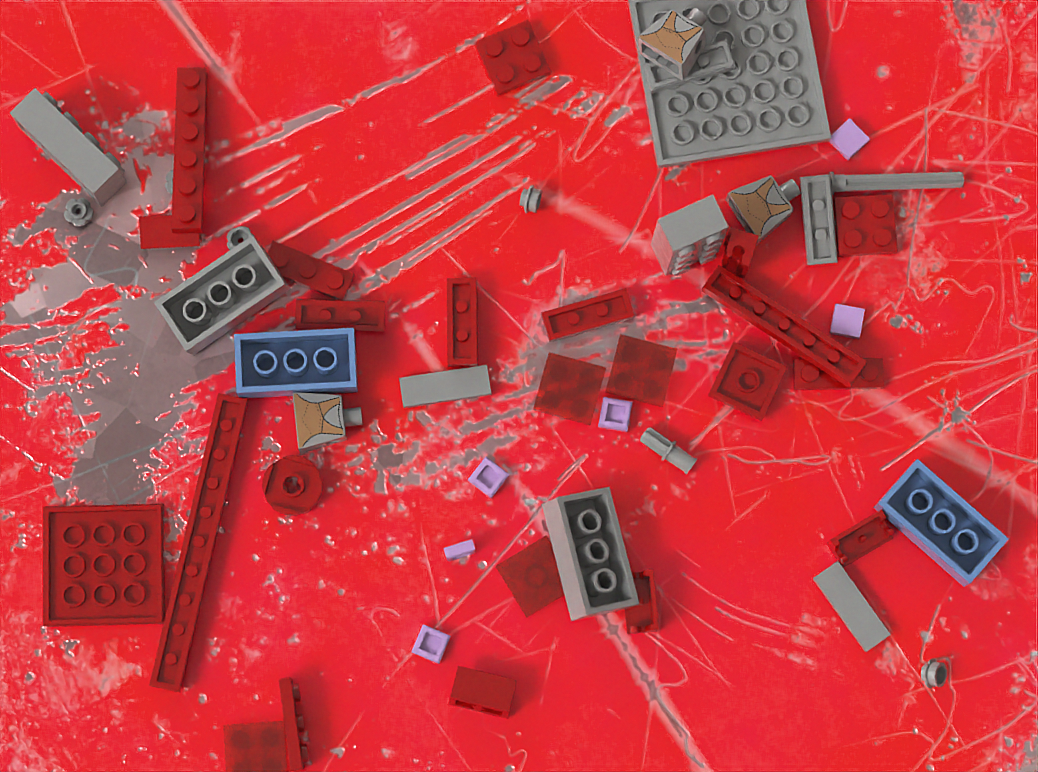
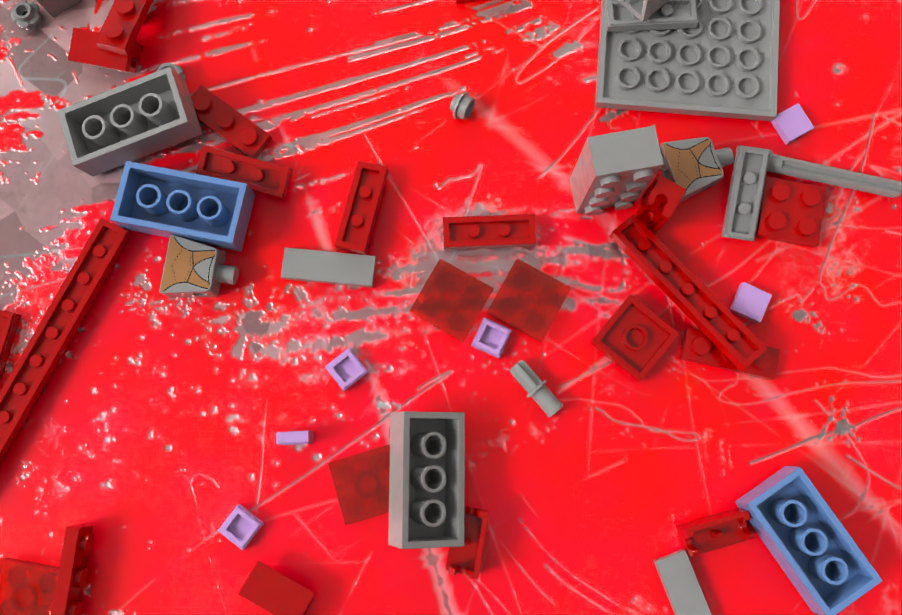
camera: 20 degrees right, 0 degrees up
(284, 470) = (145, 310): red plate -> none

